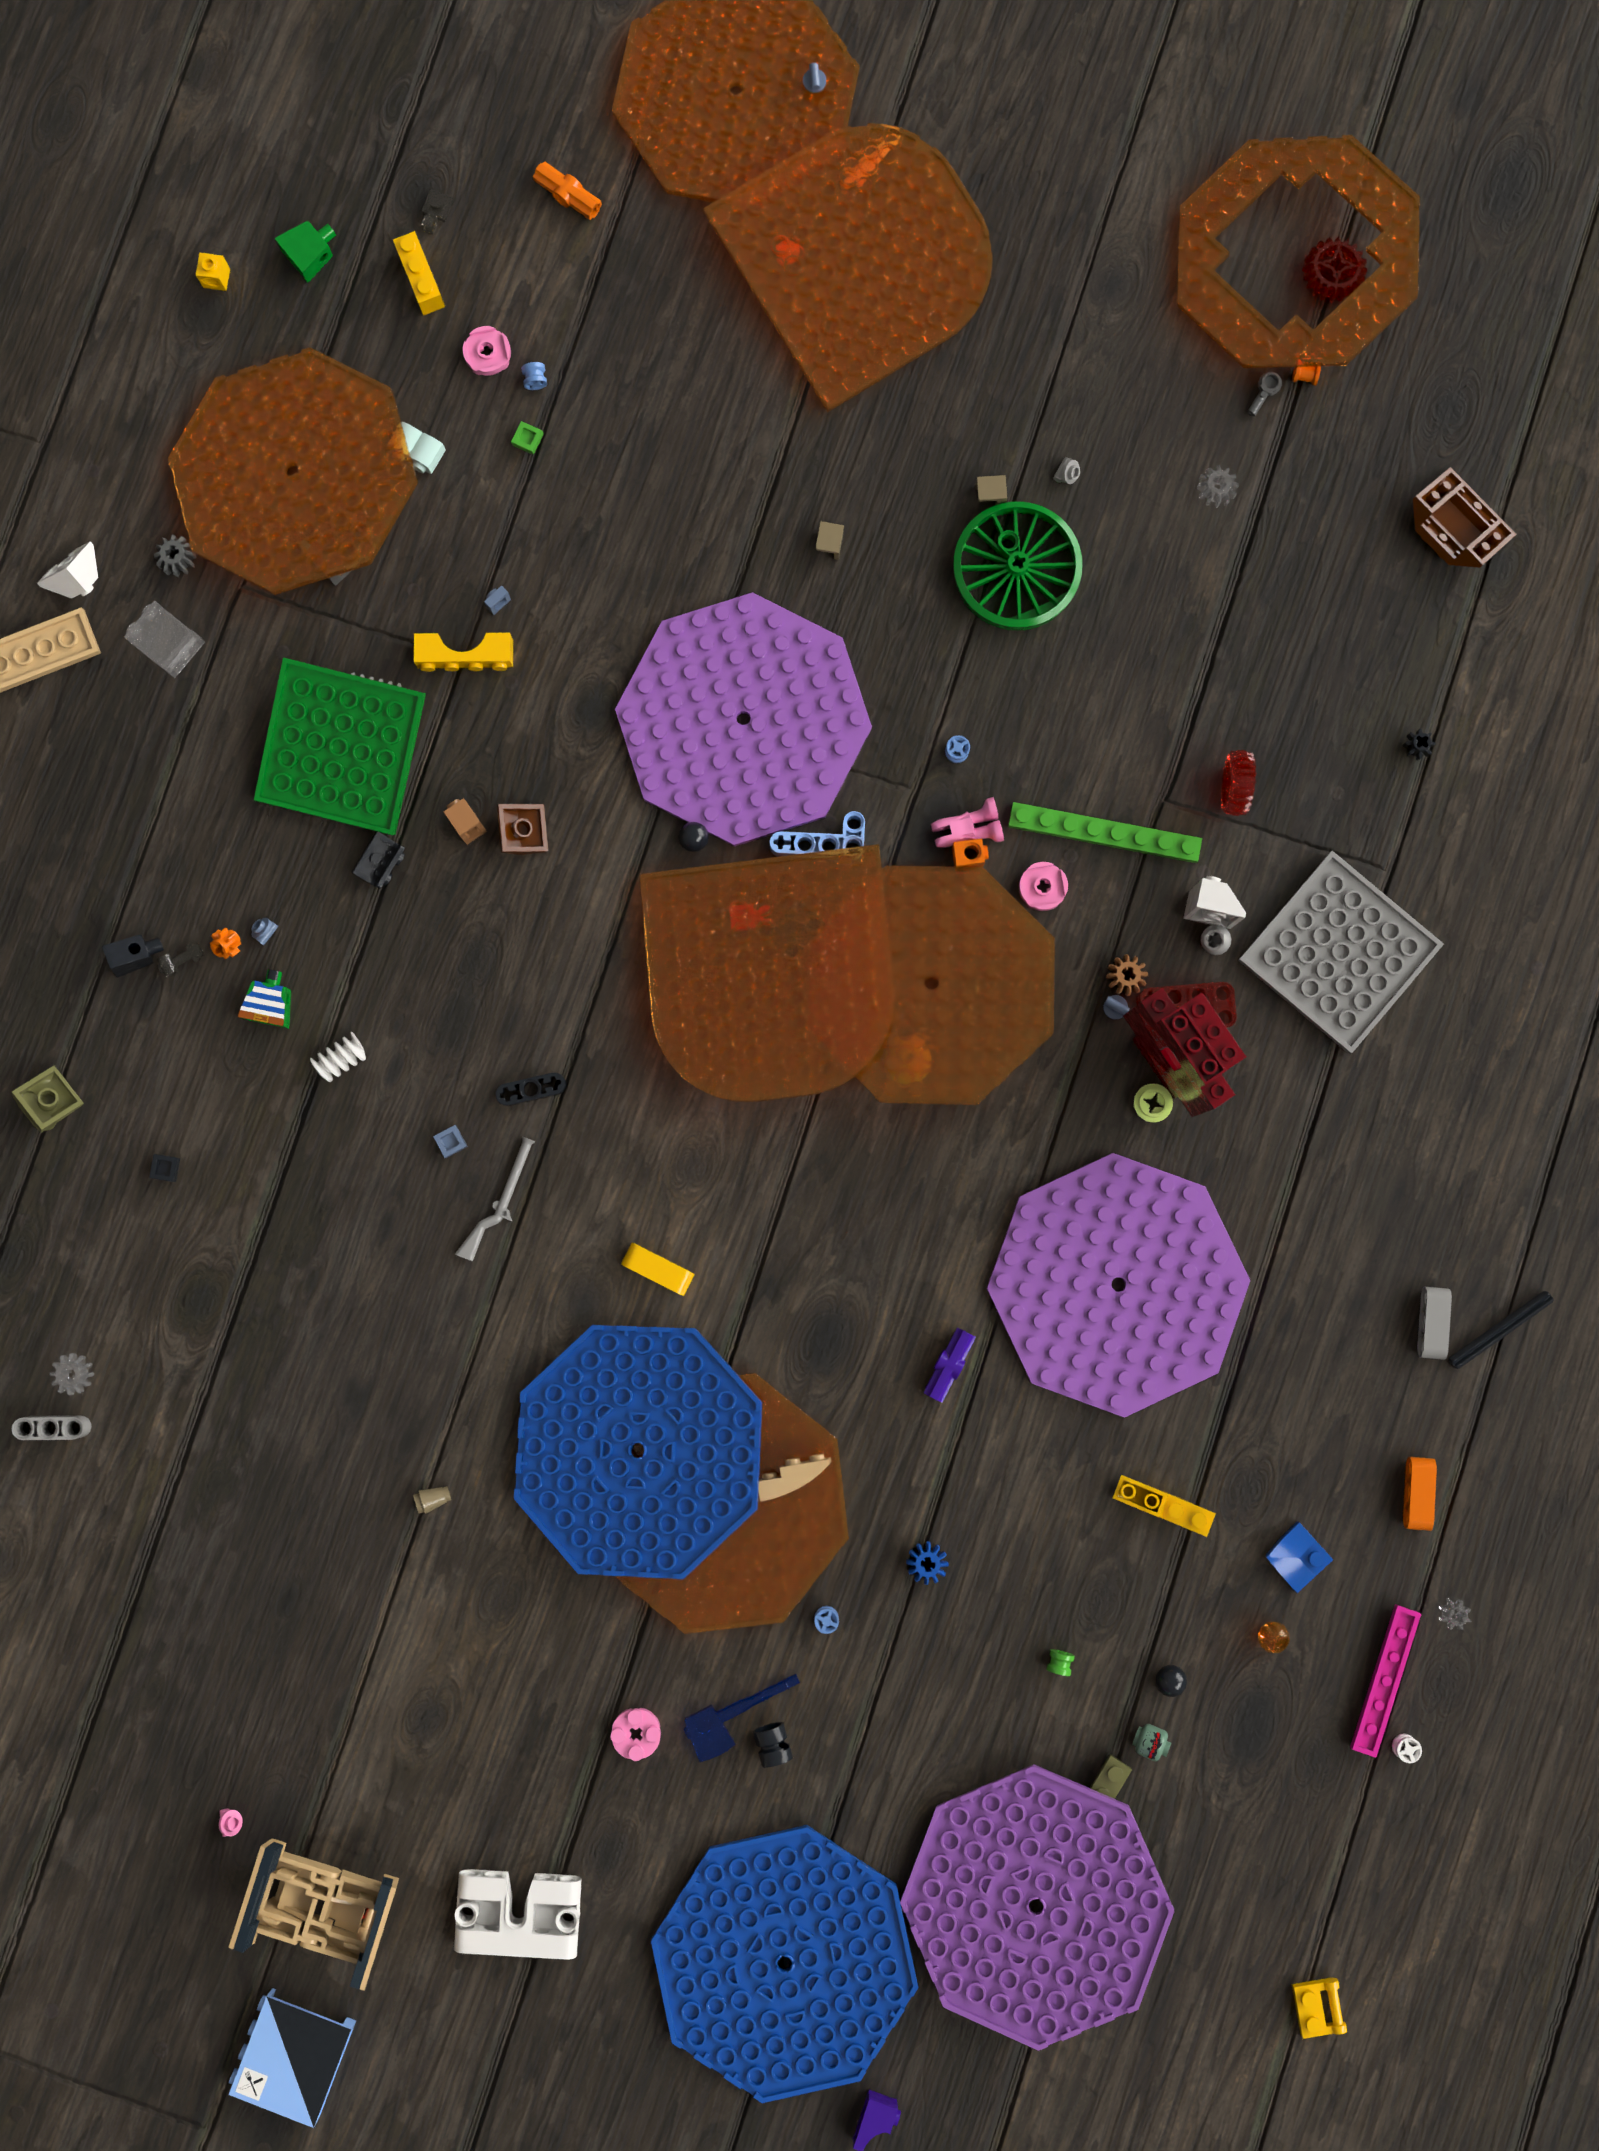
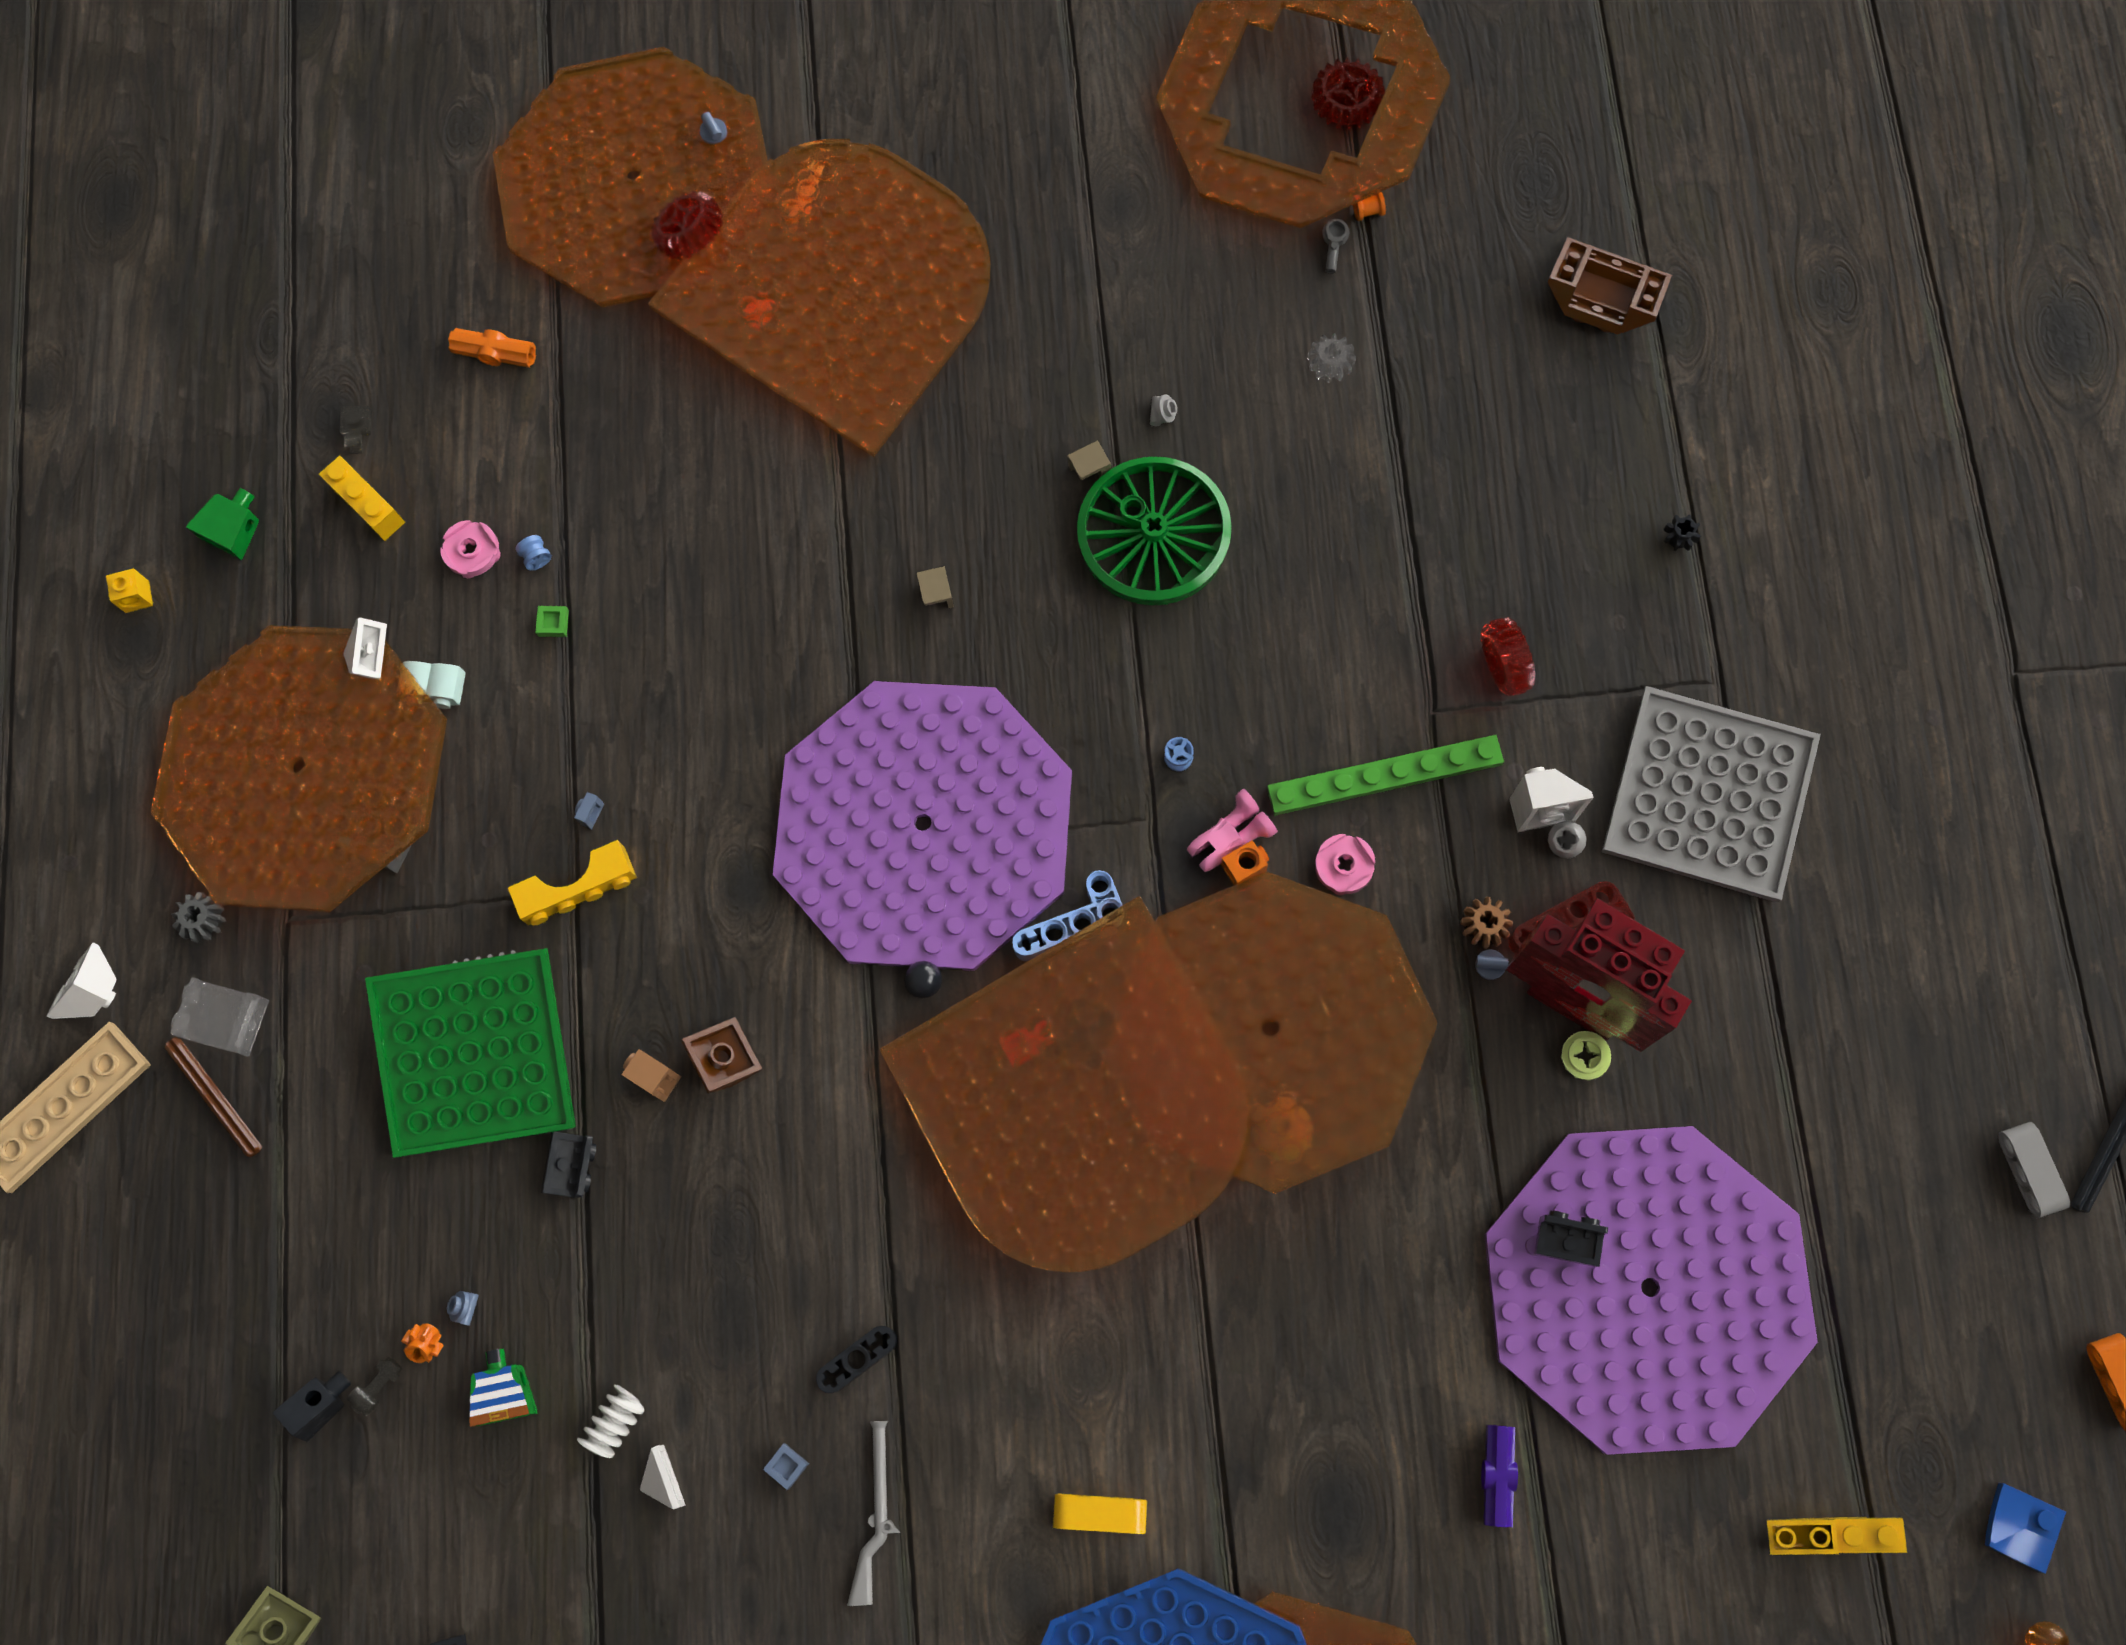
camera: 15 degrees left, 10 degrees down
(138, 697) = (213, 1097): none -> reddish brown axle
(358, 1112) = (660, 1479): none -> white slope
(377, 399) = (366, 648): none -> white slope
(760, 155) = (687, 225): none -> clear red gear
(1076, 1226) = (1570, 1239): none -> black bracket

